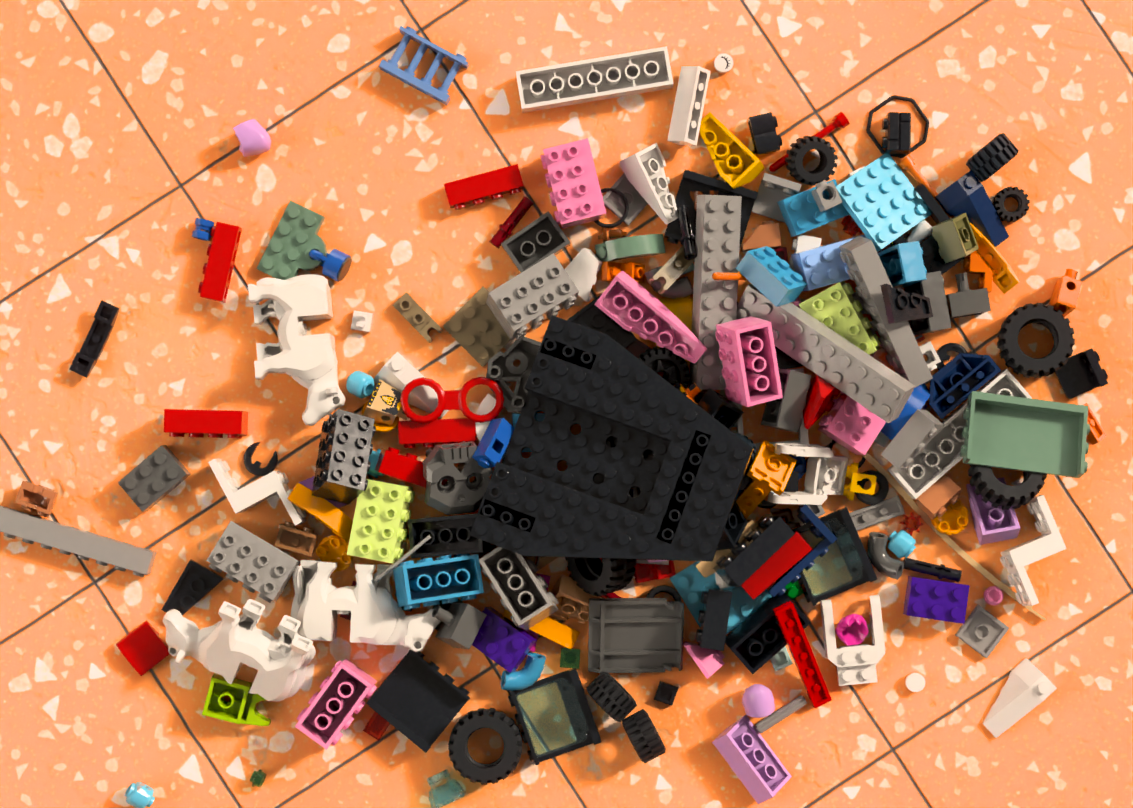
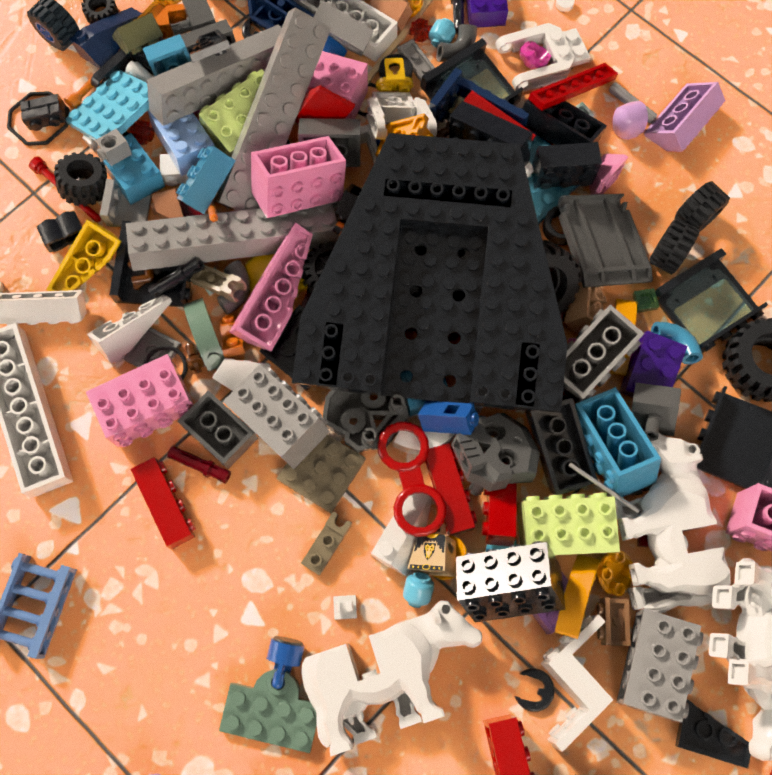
camera: 105 degrees left, 15 degrees down
(666, 693) = (648, 206): black tile -> none

